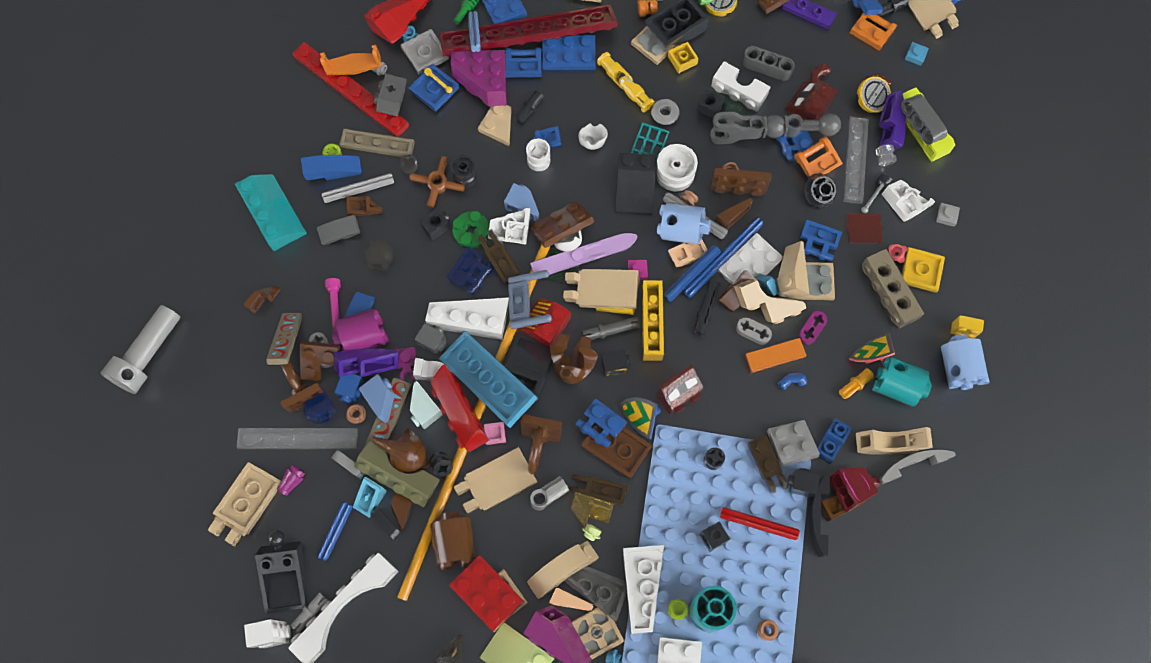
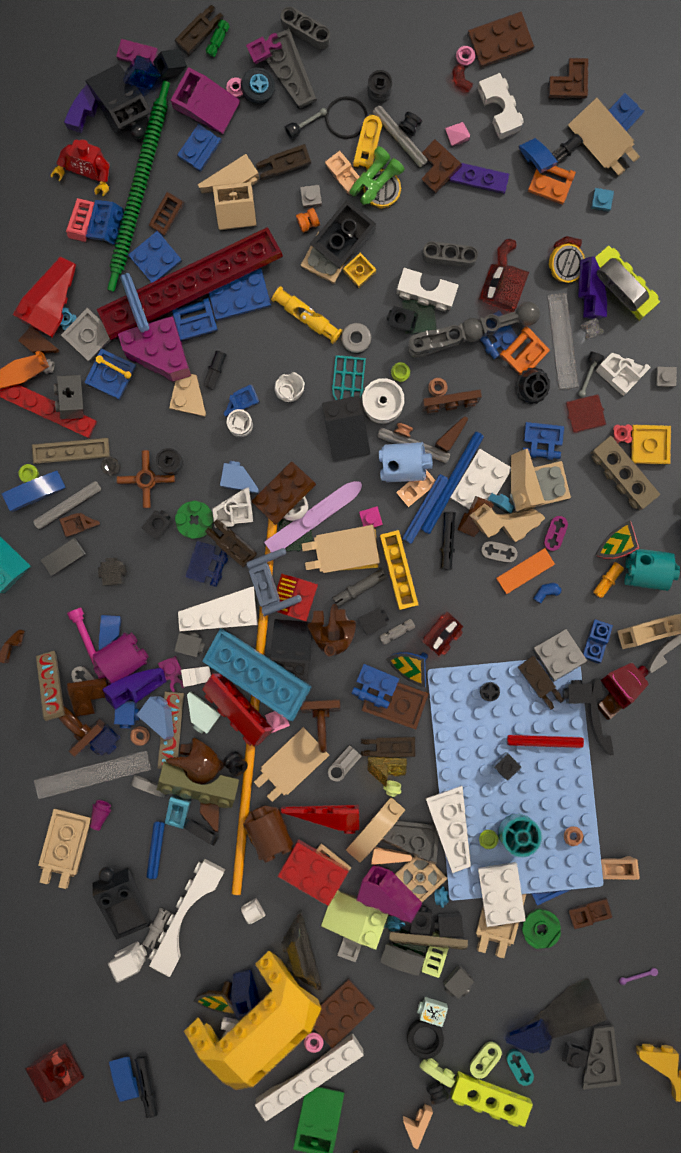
camera: 15 degrees left, 15 degrees up
(382, 47) = (36, 342): none -> reddish brown slope
(413, 621) = (252, 911): none -> white leg
(530, 545) = (337, 817): none -> red wedge
(636, 380) = (397, 631): none -> light grey axle
(700, 149) = (400, 372): none -> lime plate

